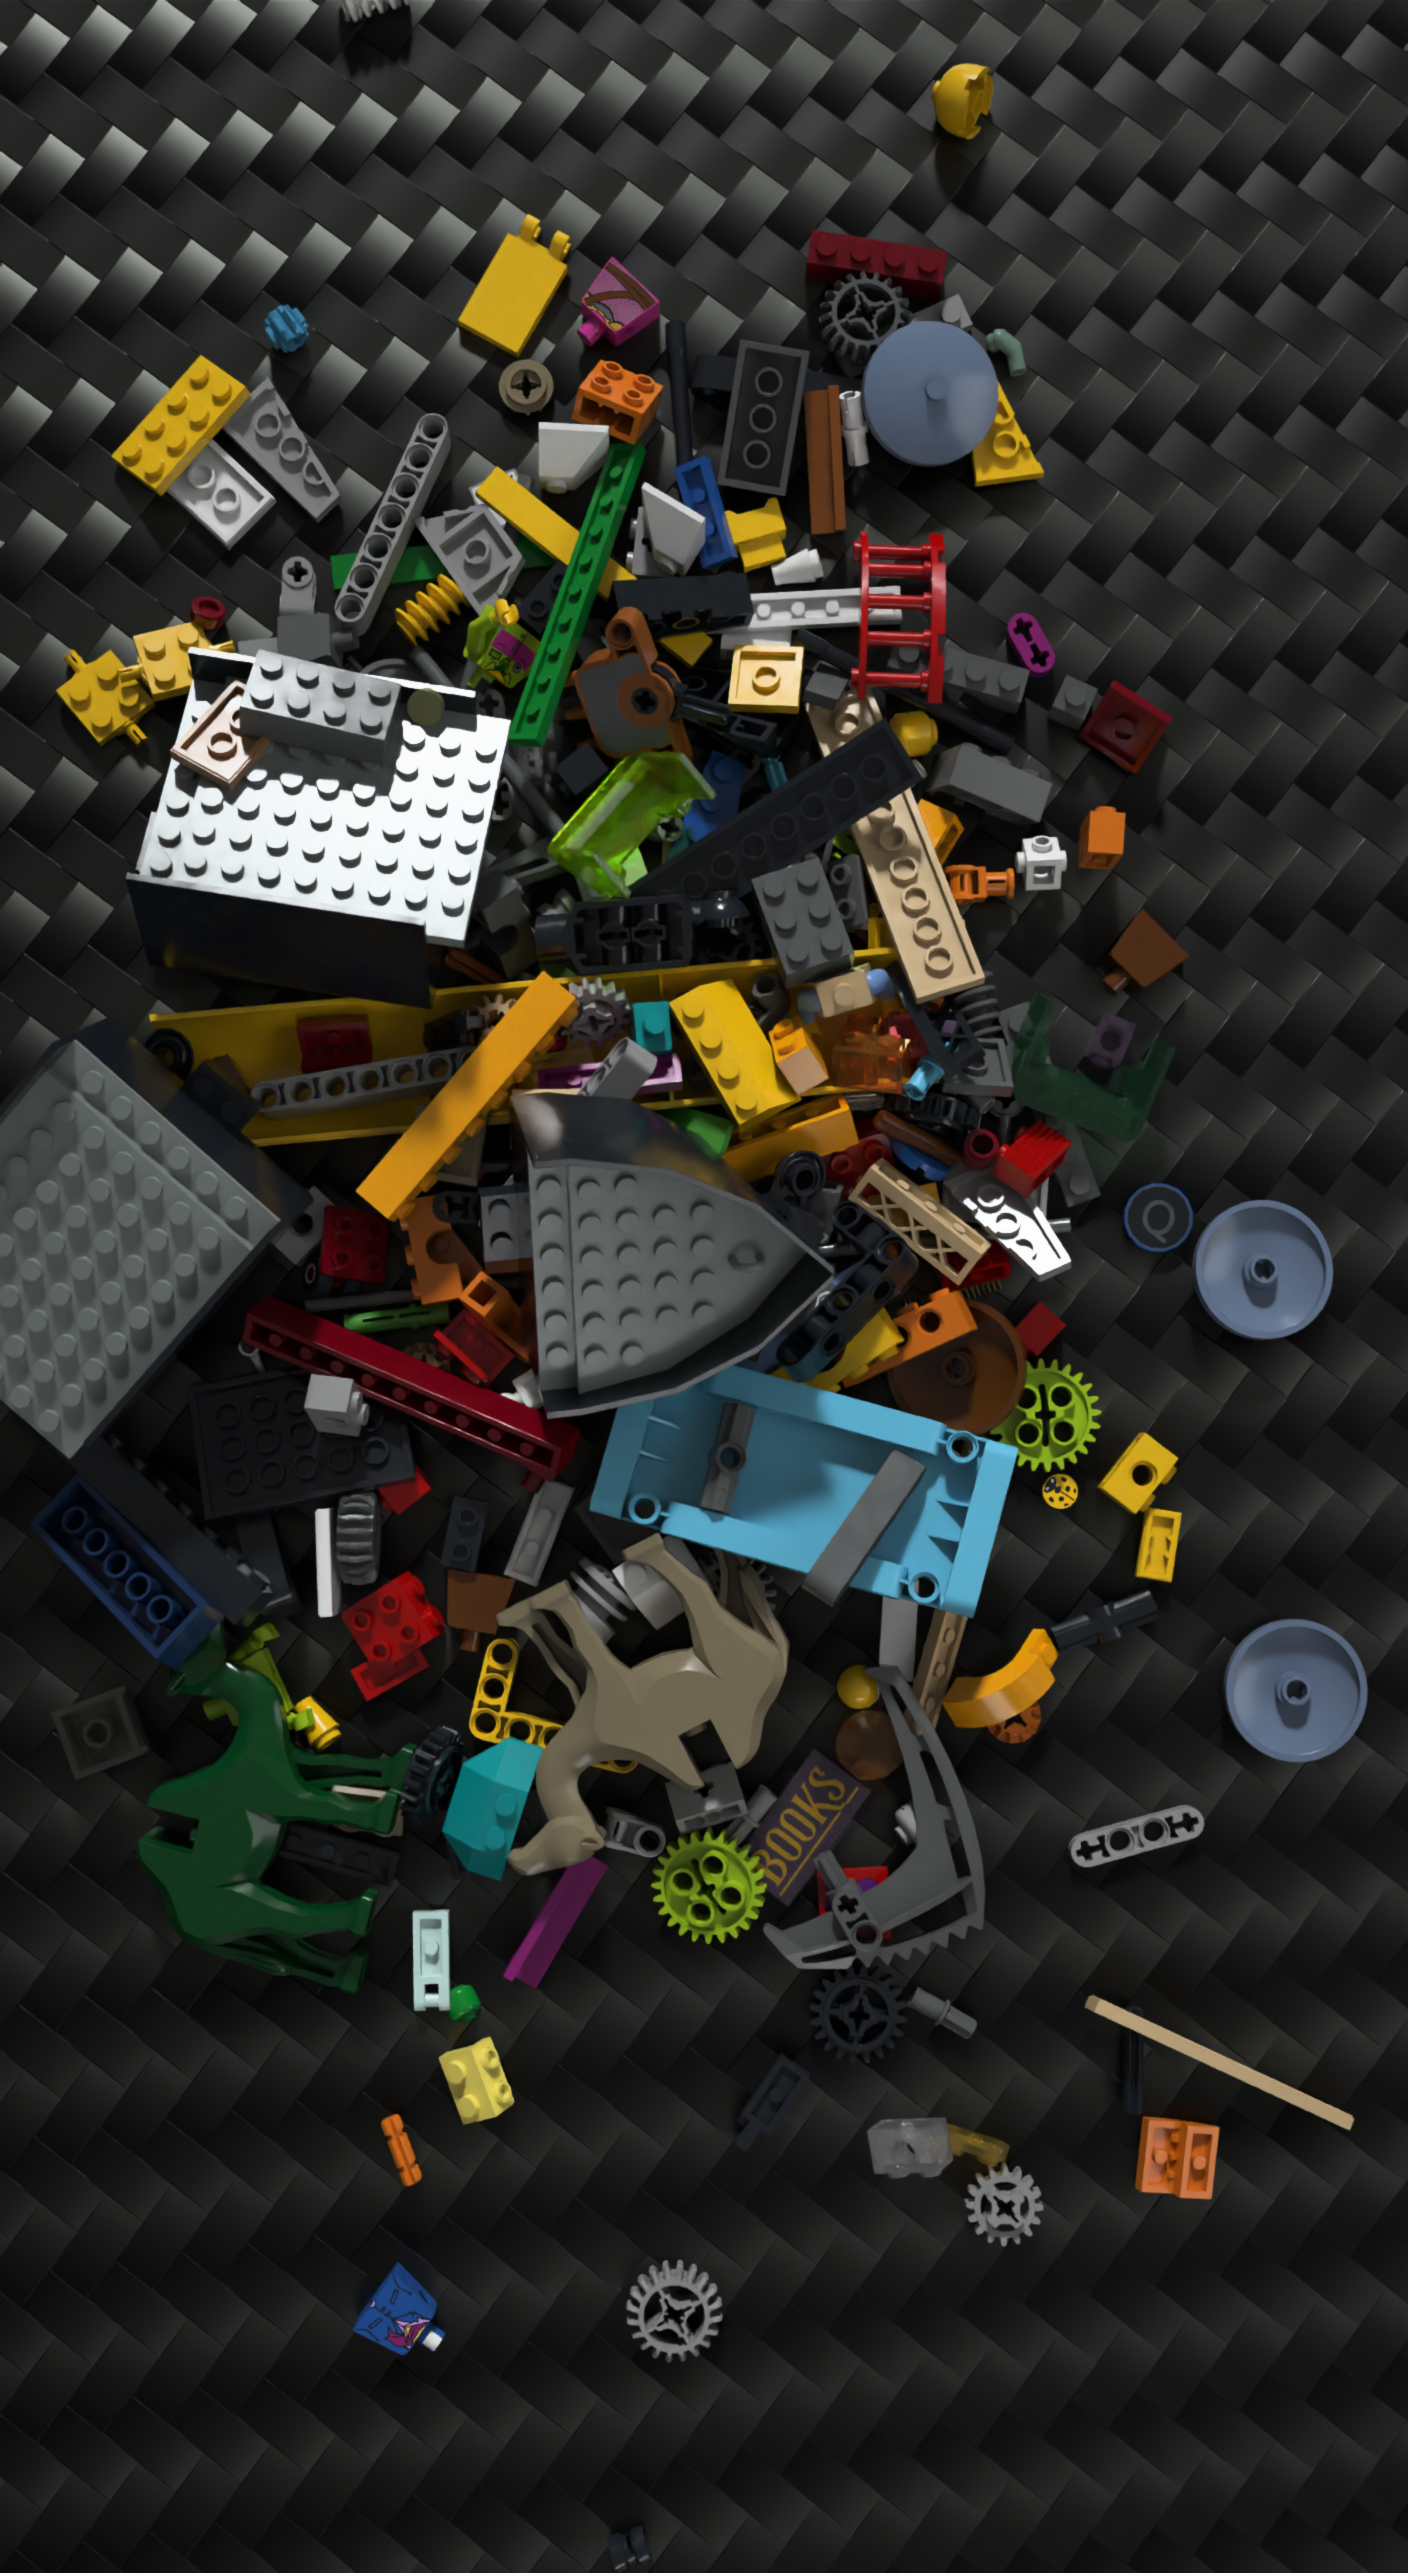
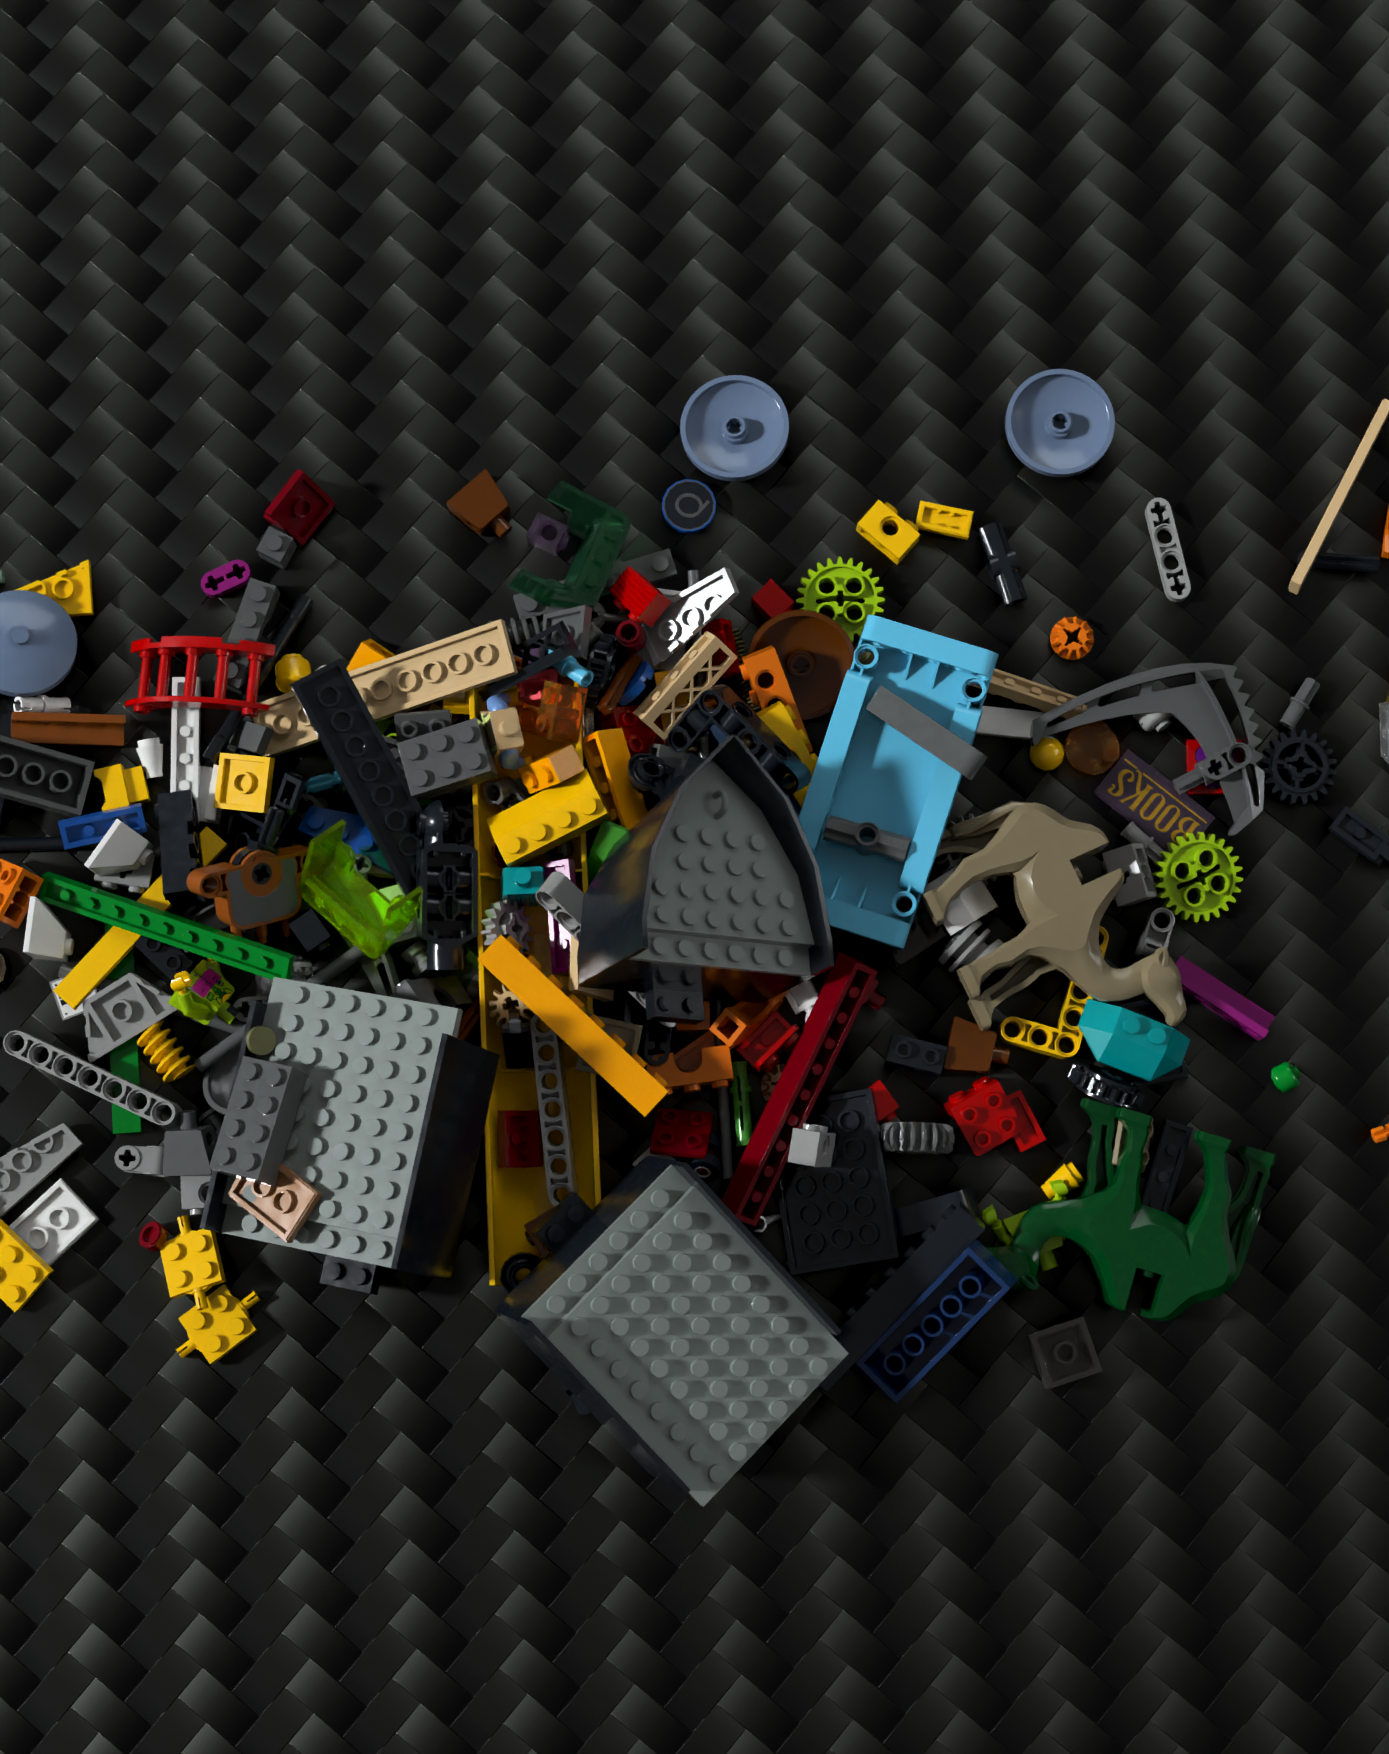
camera: 85 degrees left, 5 degrees down
(327, 1563) = (934, 1163): white tile -> none
(431, 1958) = (1249, 1097): light aqua plate -> none
(477, 2081) = (1346, 1065): light yellow bracket -> none
(538, 1532) = (917, 999): white tile -> none
(978, 884) = (416, 632): orange connector -> none
(988, 783) = (338, 615): dark grey wedge -> none
(1003, 1694) = (1055, 639): light orange arch -> none
(1041, 863) = (404, 578): white brick -> none
(1059, 1491) = (899, 593): yellow tile -> none
(1101, 839) = (388, 530): orange brick -> none

